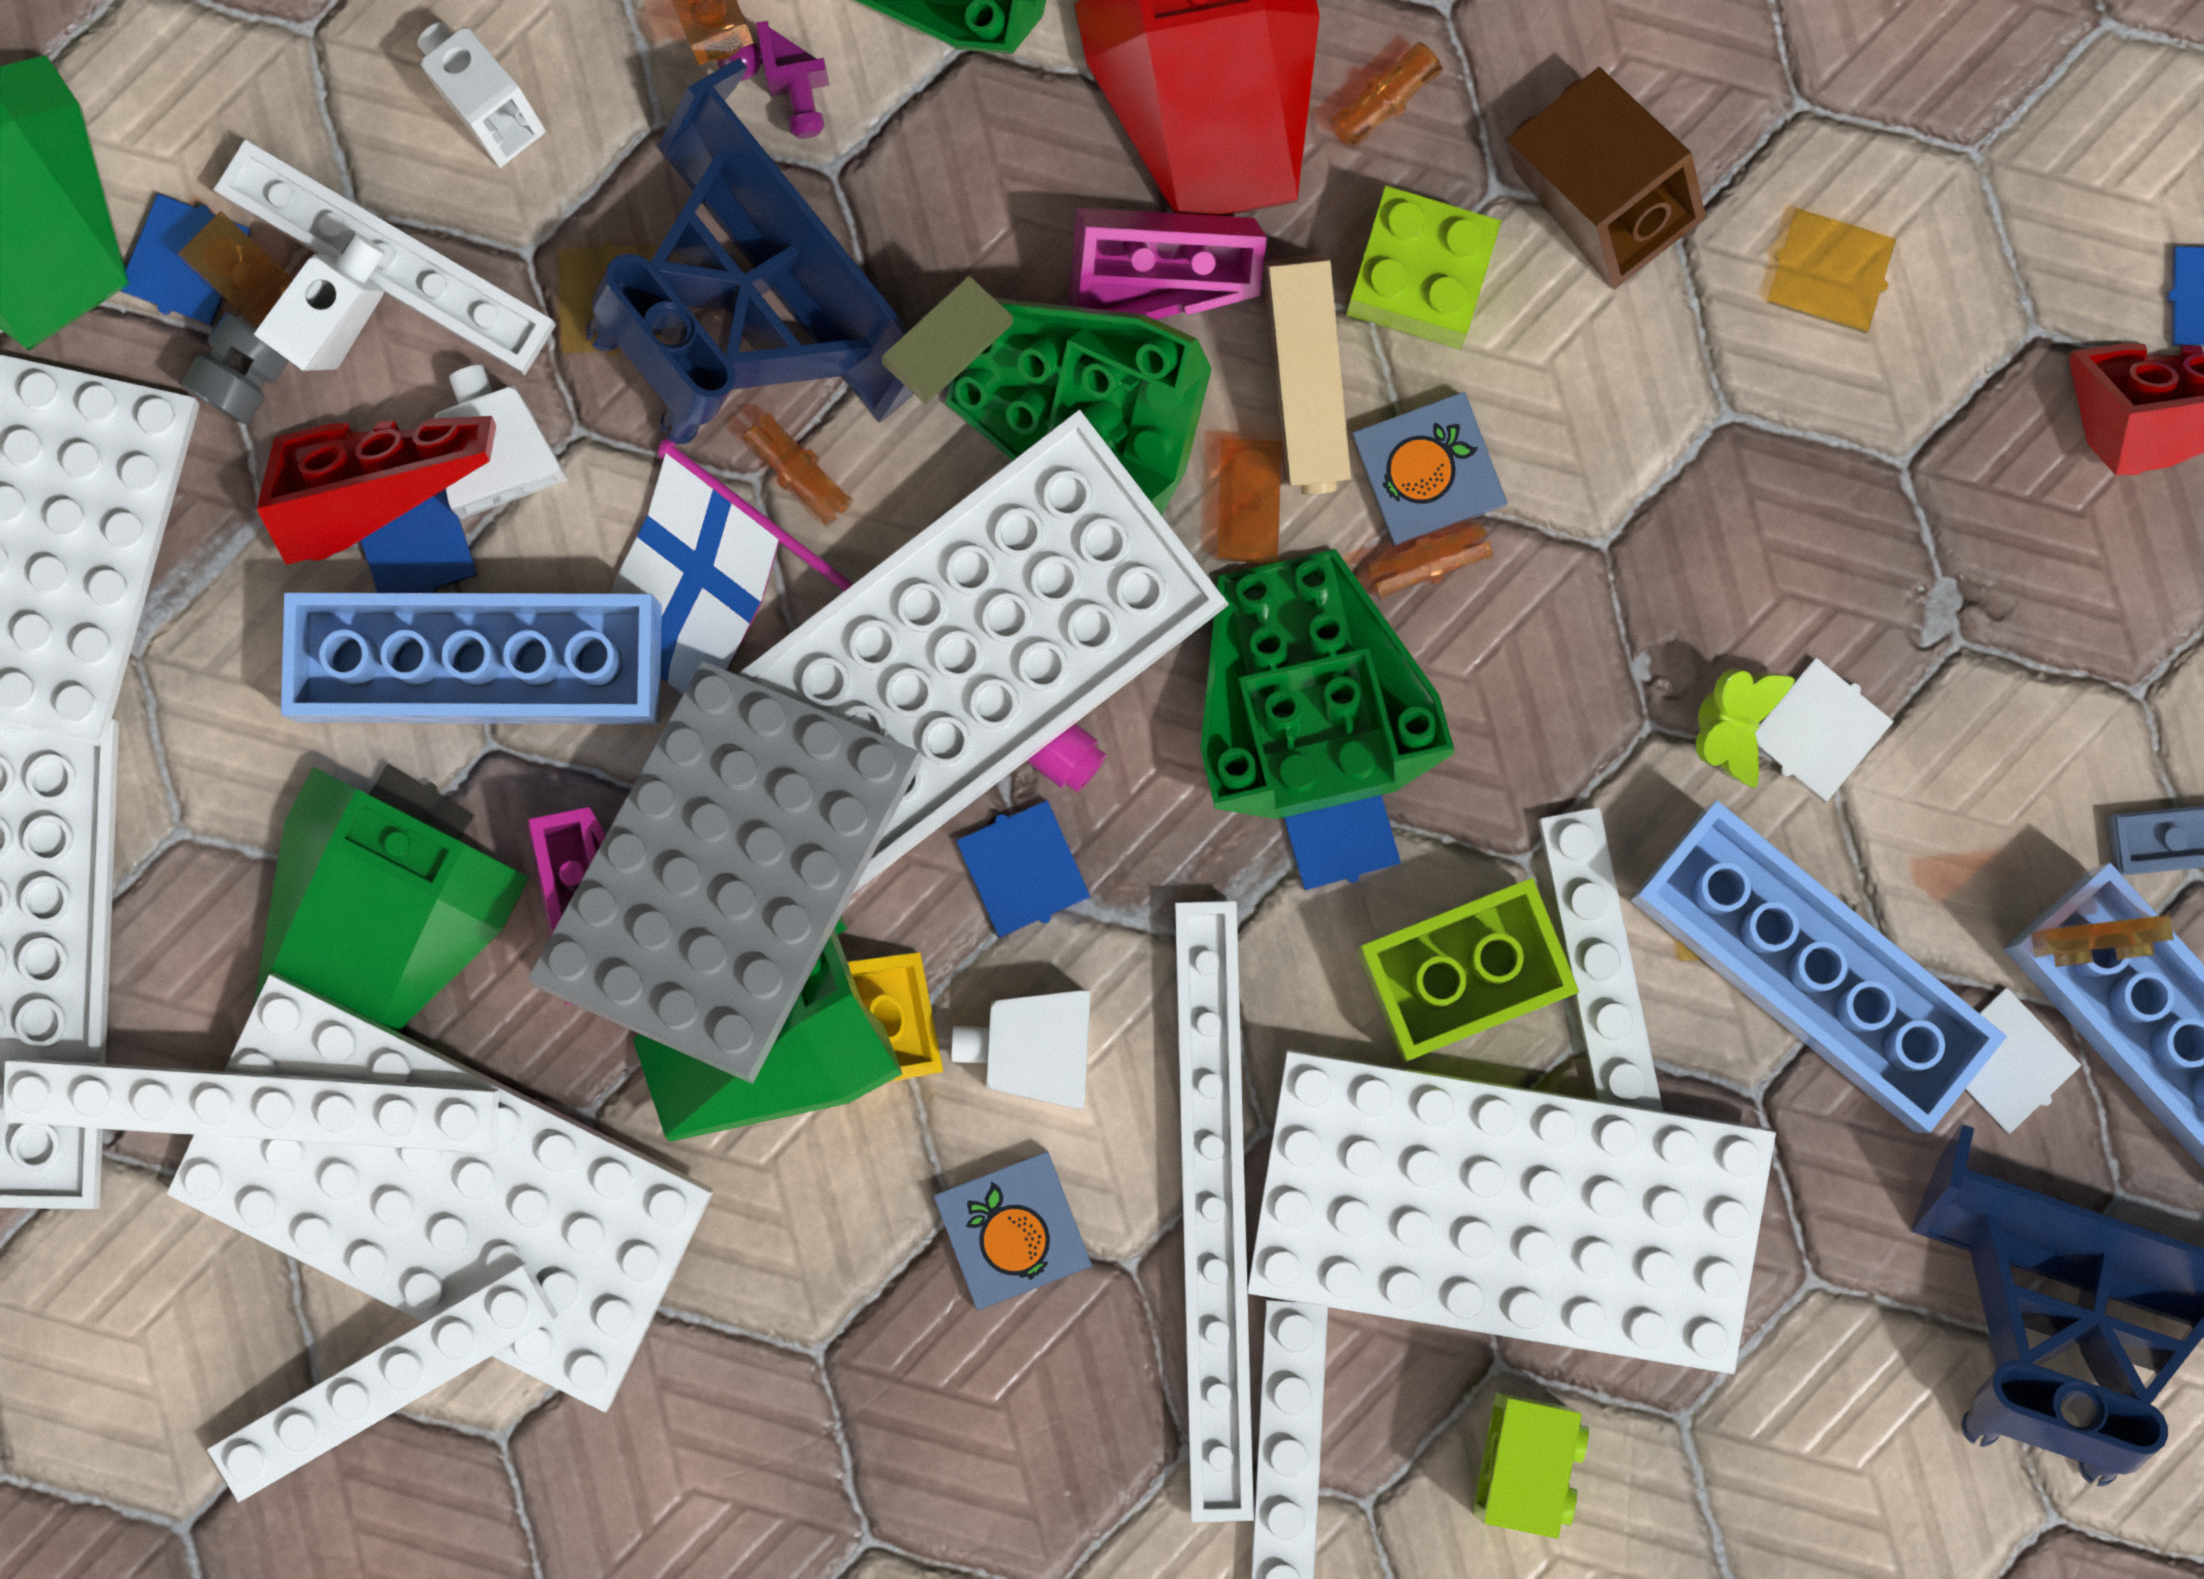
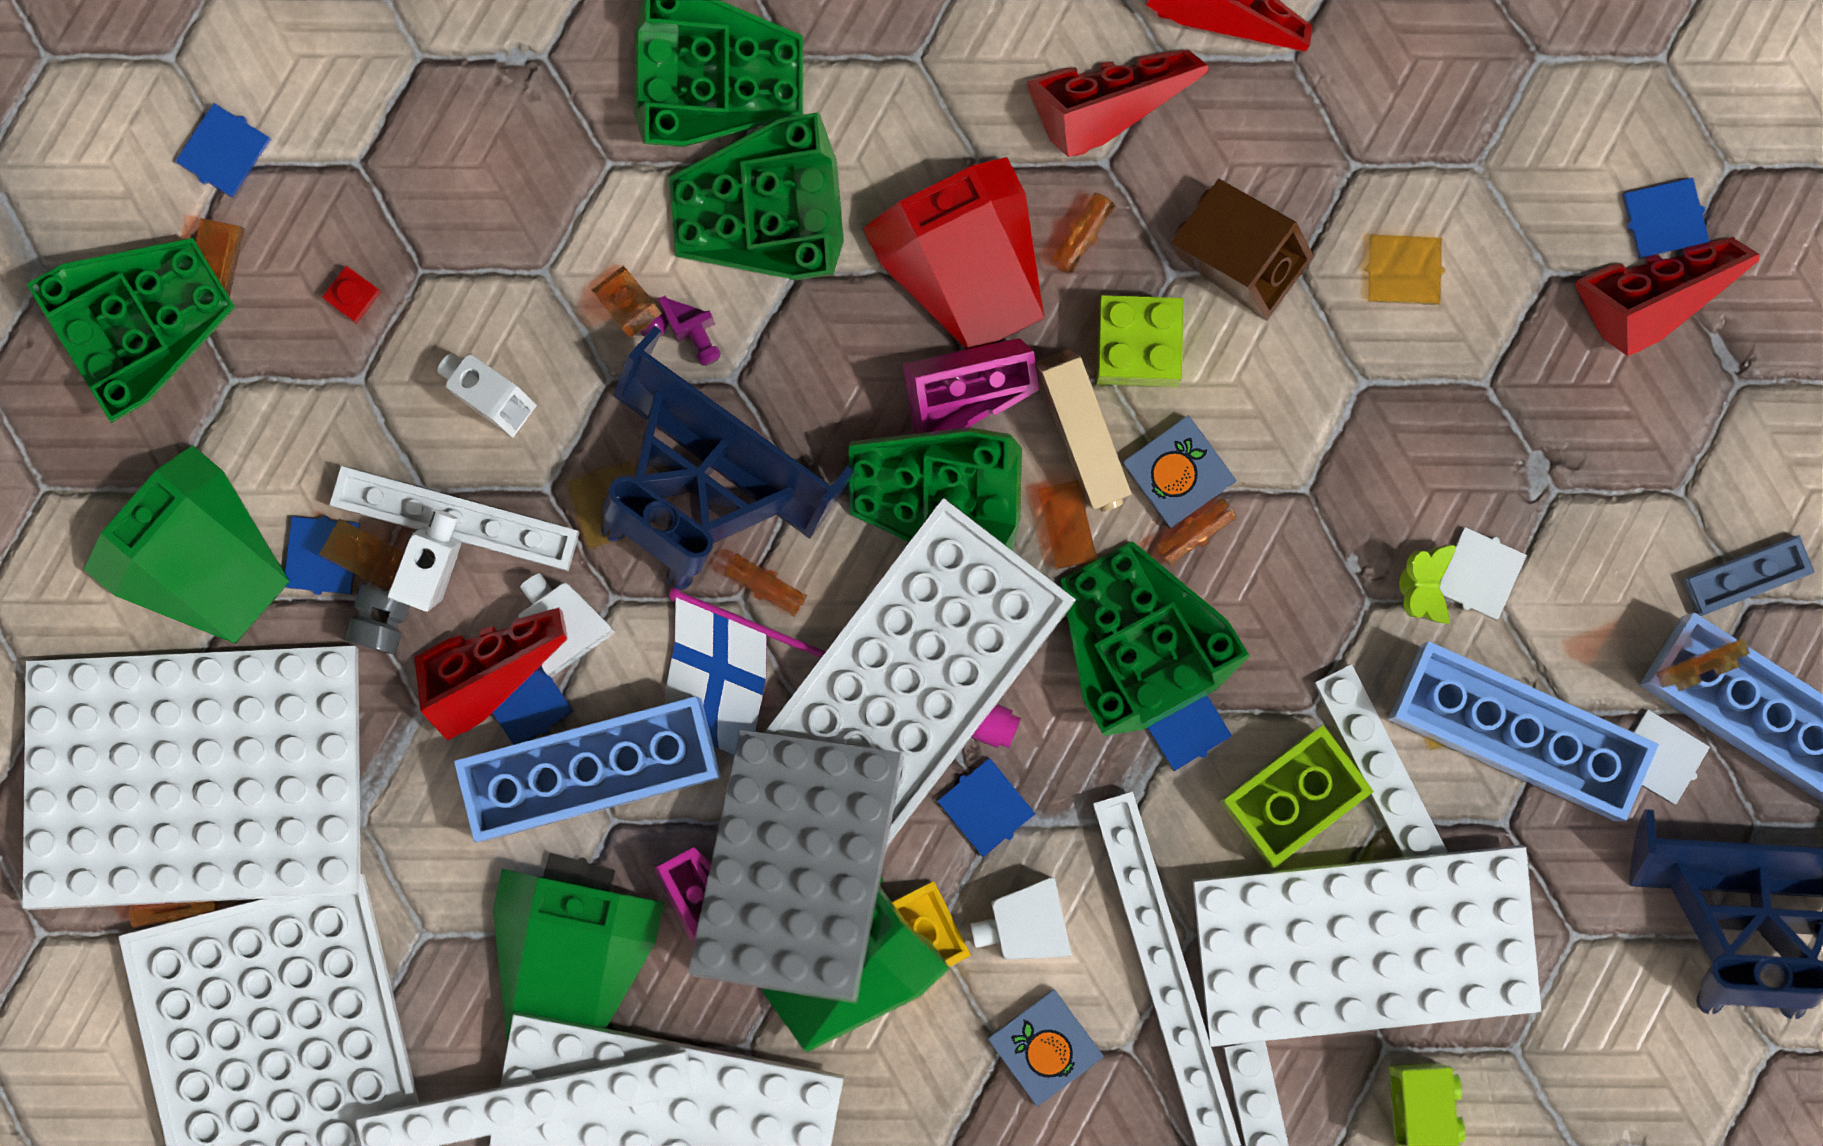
camera: 15 degrees left, 0 degrees up
(947, 340) = (845, 477): olive tile -> none

